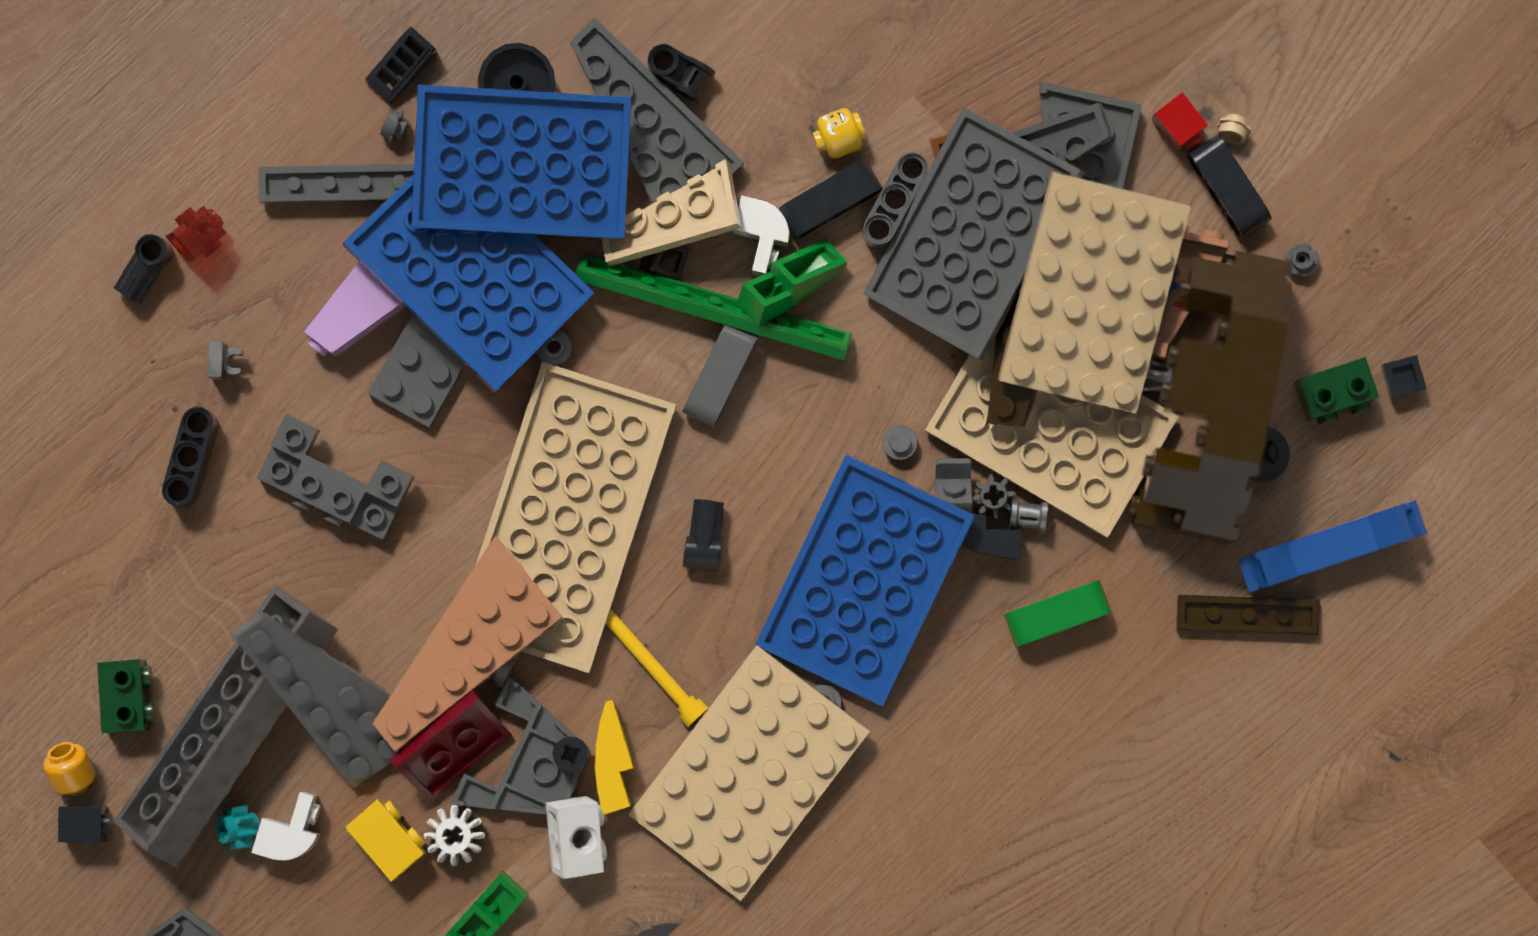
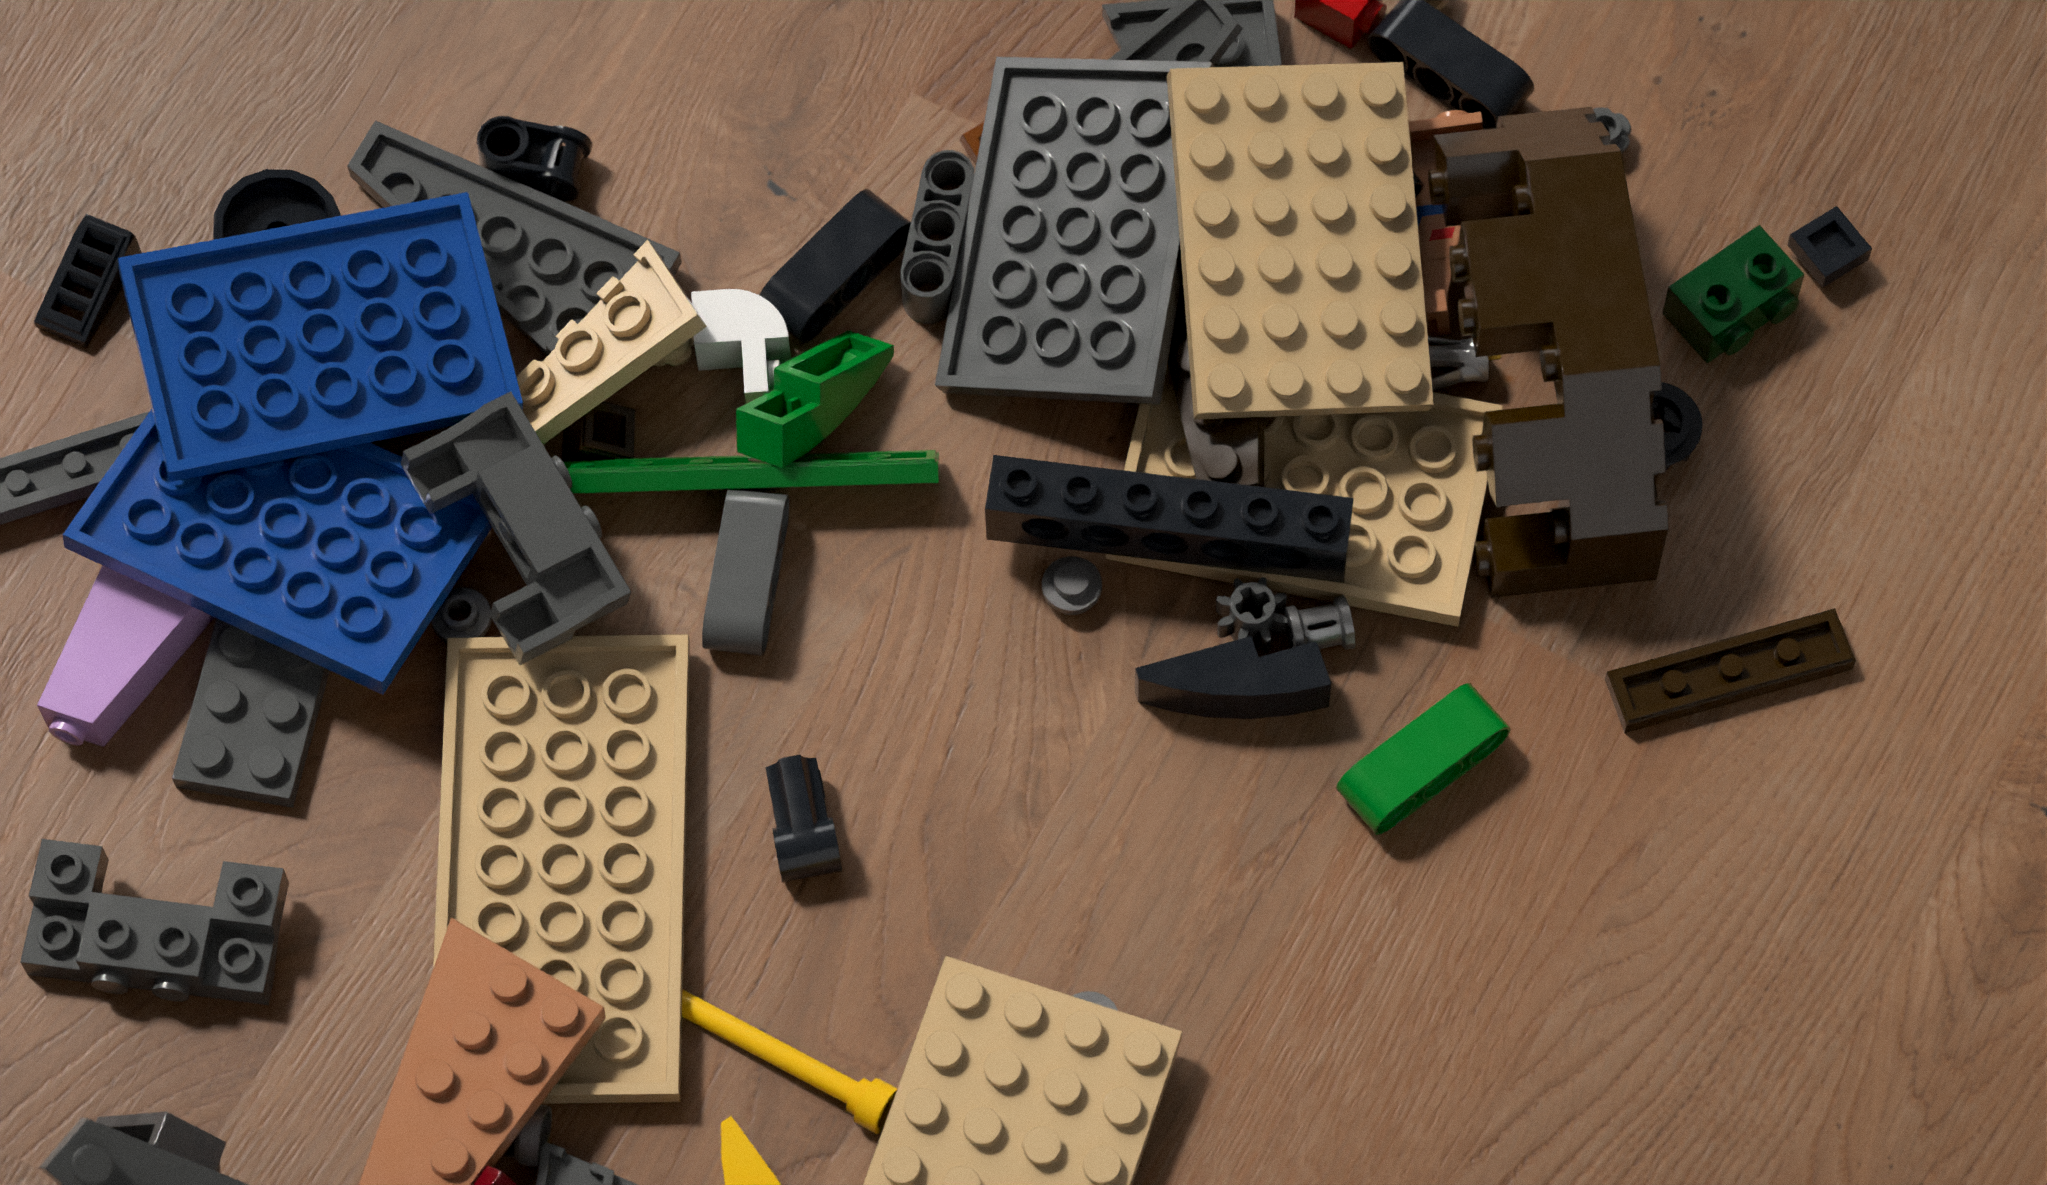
camera: 20 degrees left, 20 degrees down
(394, 125) = (100, 370): dark grey plate -> none
(609, 313) = (534, 517): none -> dark grey bracket
(839, 133) = (817, 166): yellow head -> none
(864, 579) = (1089, 797): blue plate -> none
(954, 482) = (1179, 613): dark grey bracket -> none
(964, 431) = (1168, 518): none -> black brick
(1332, 546) = (1826, 516): blue piece -> none

